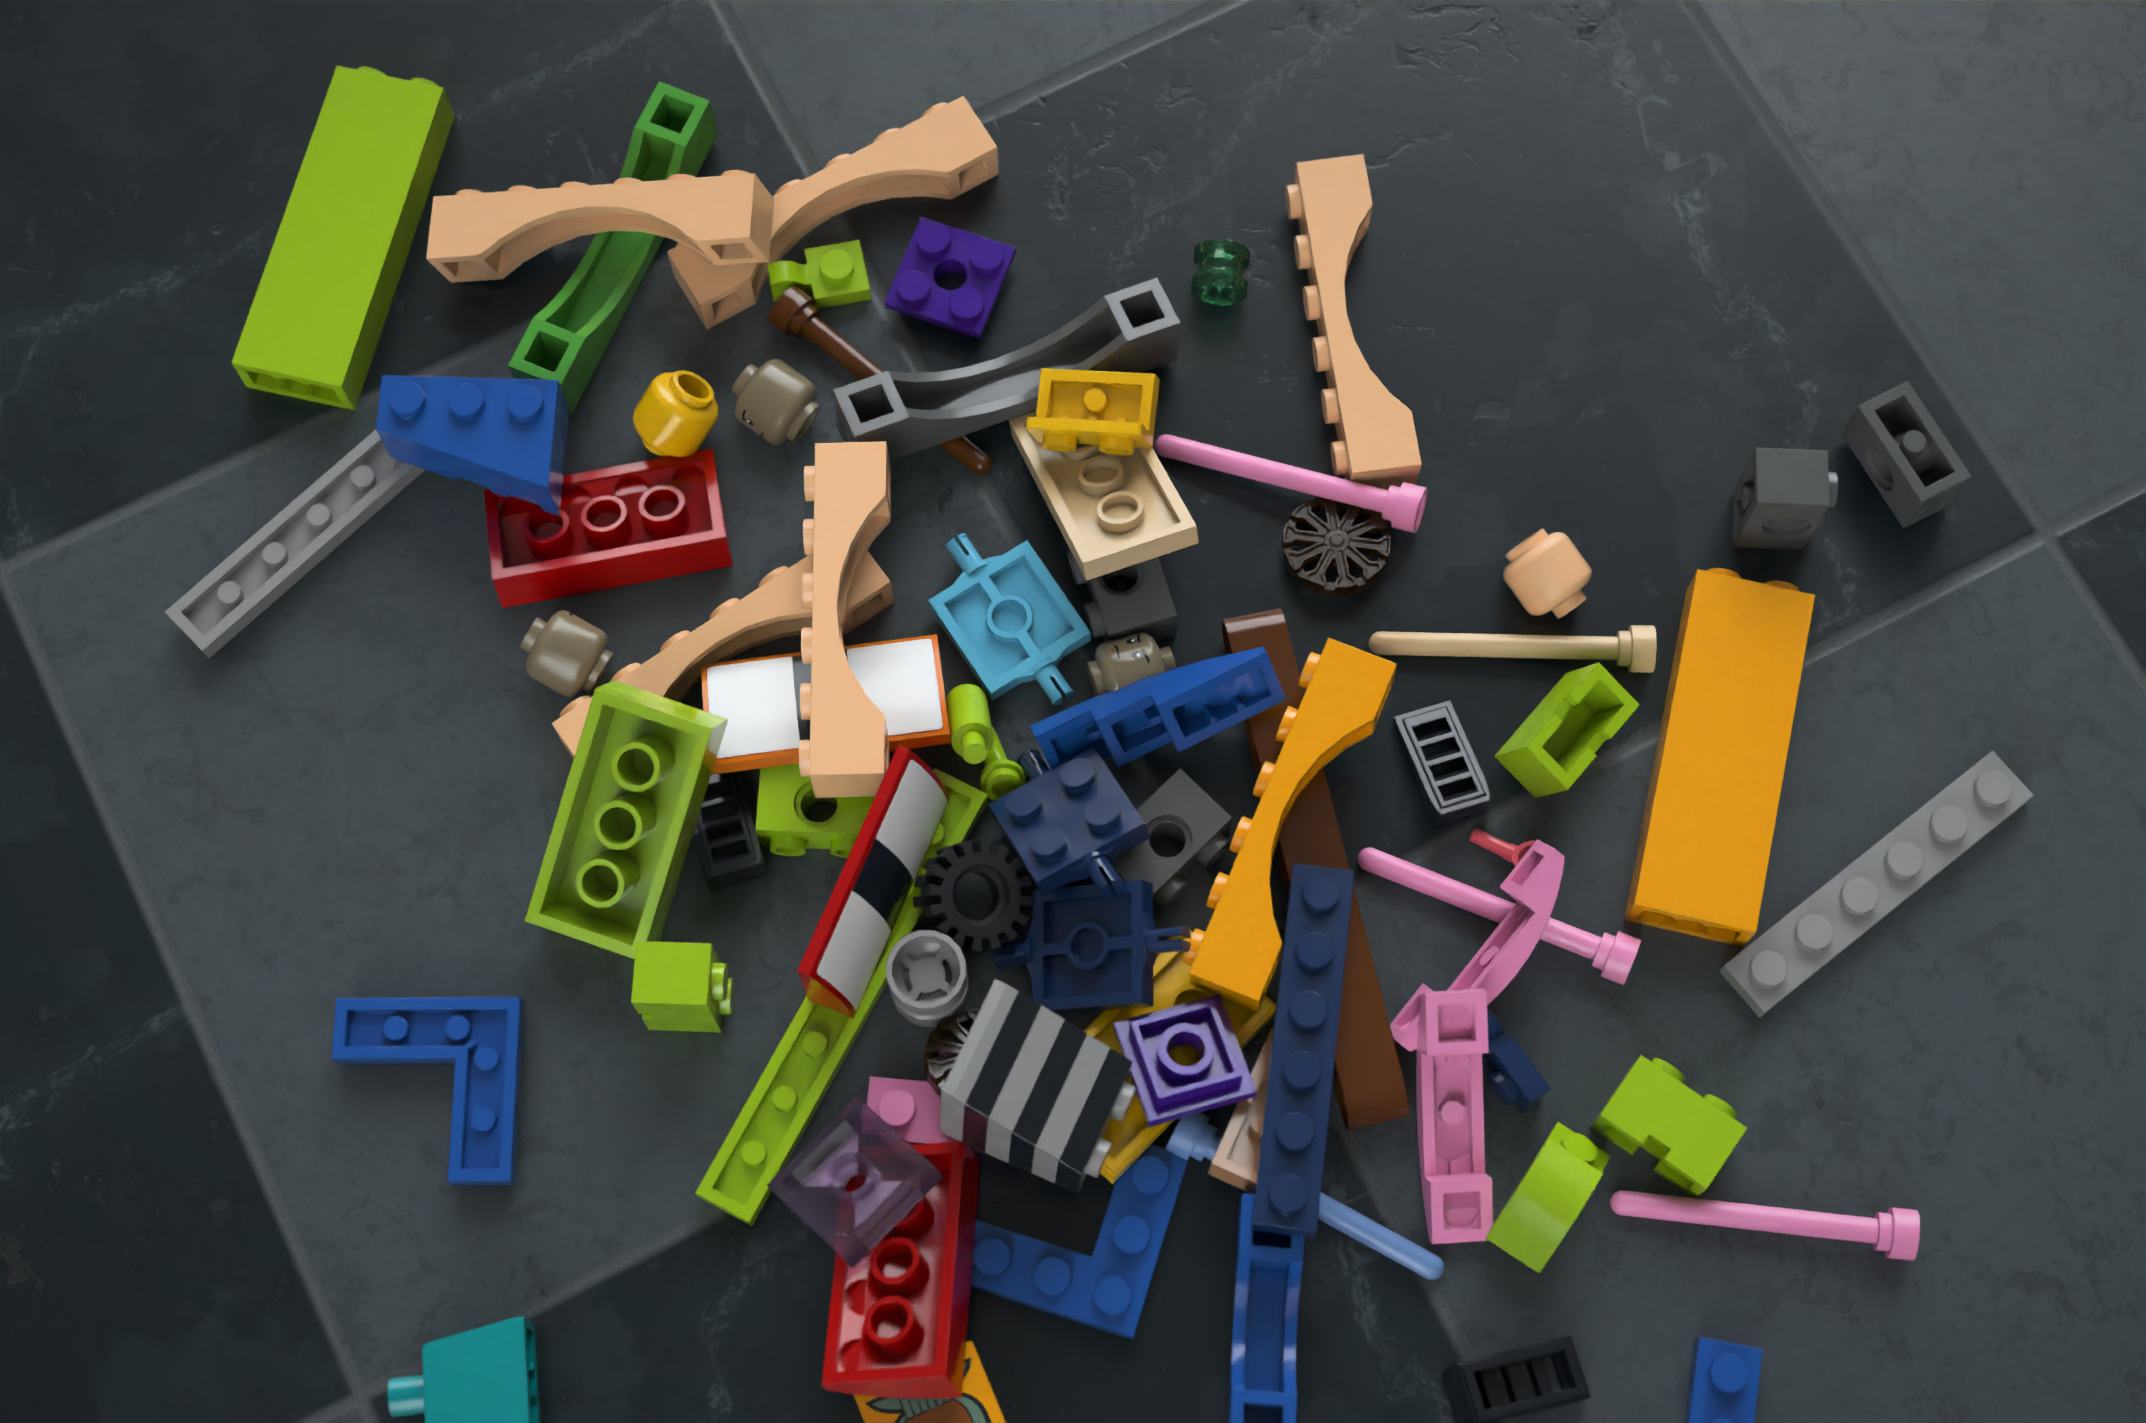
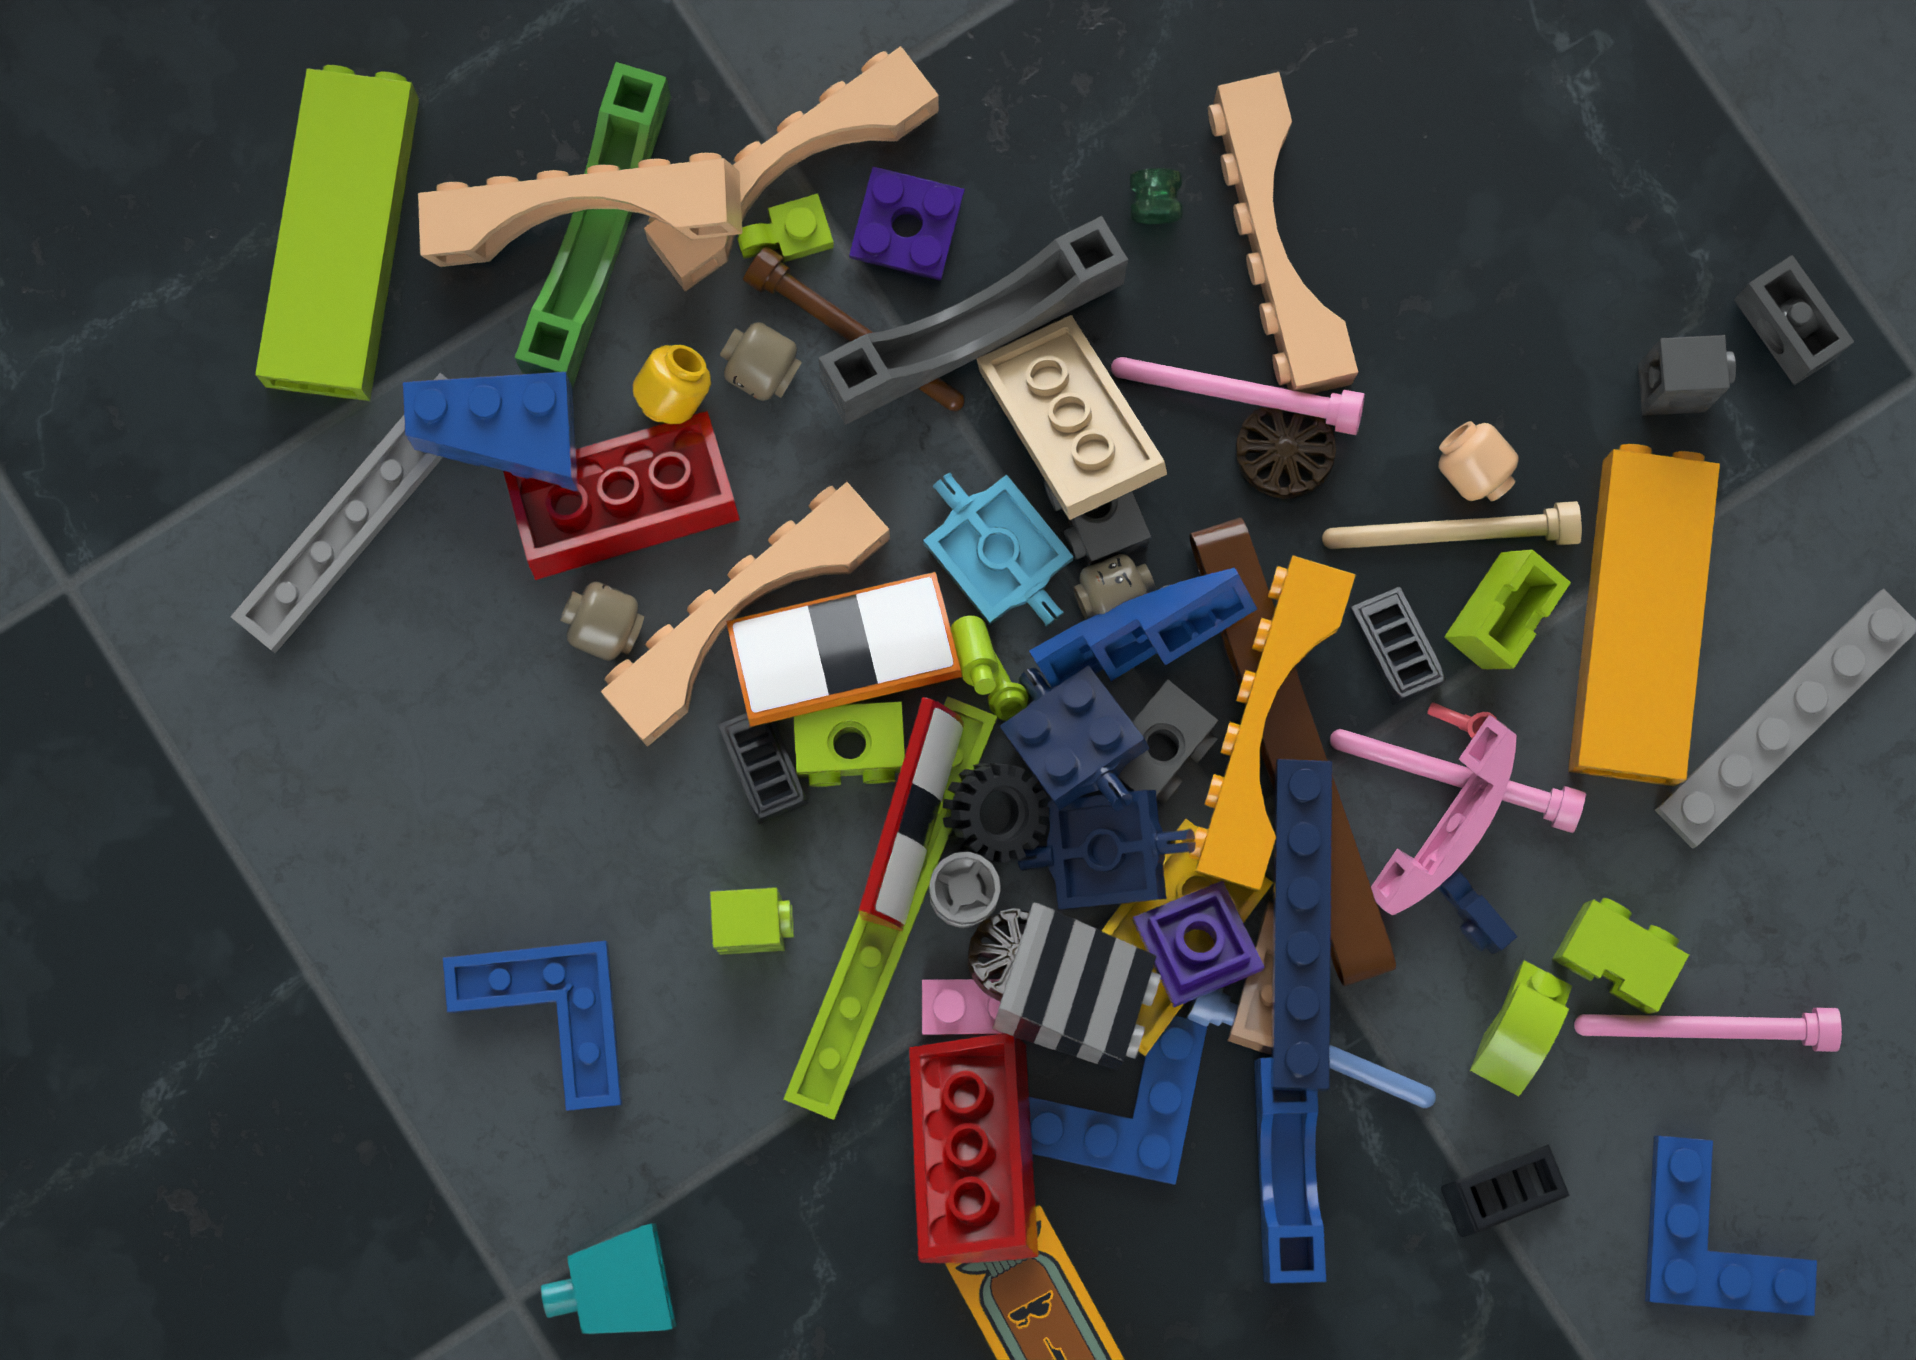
camera: 10 degrees left, 10 degrees up
(625, 818) = (683, 777): lime brick -> none
(851, 509) = (847, 467): light nougat arch -> none
(869, 1147) = (929, 1111): clear purple piece -> none
(1095, 409) = (1058, 350): yellow bracket -> none
(1452, 1115) = (1433, 968): bright pink slope -> none

